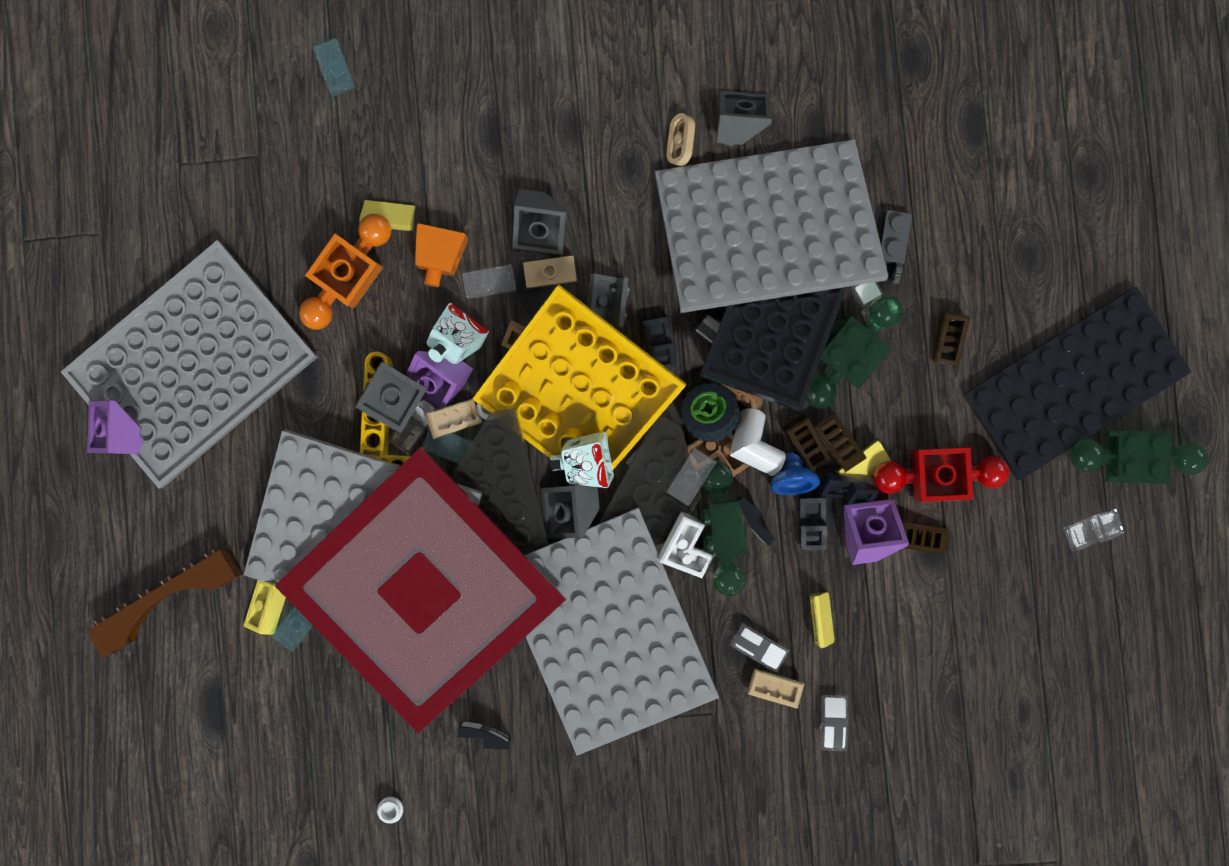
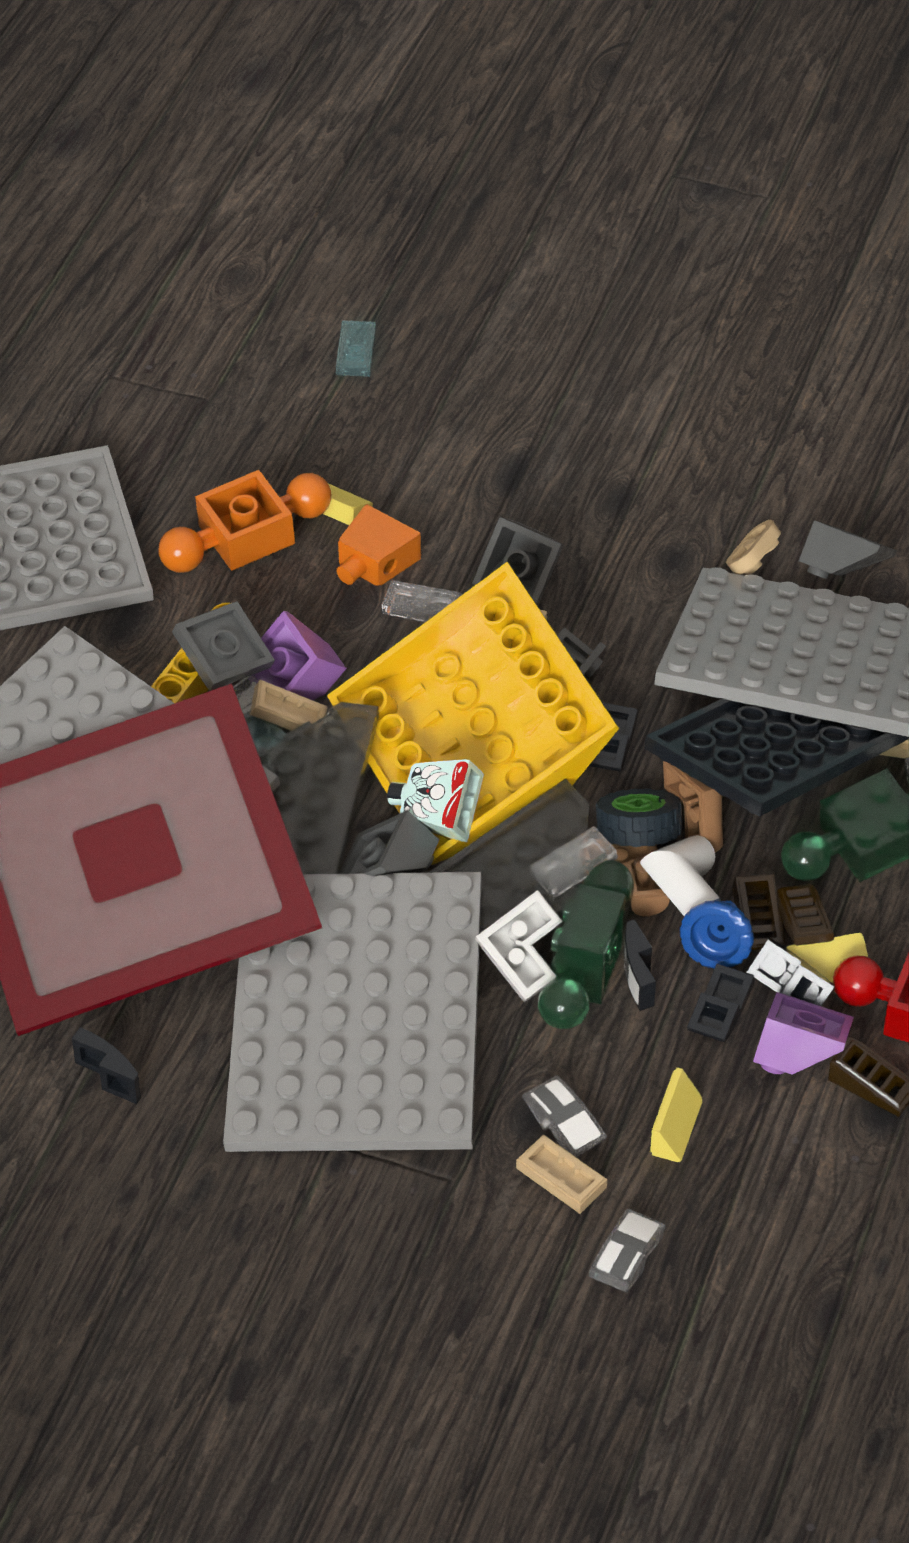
camera: 25 degrees right, 40 degrees down
(455, 336) = (345, 626): light aqua torso -> none

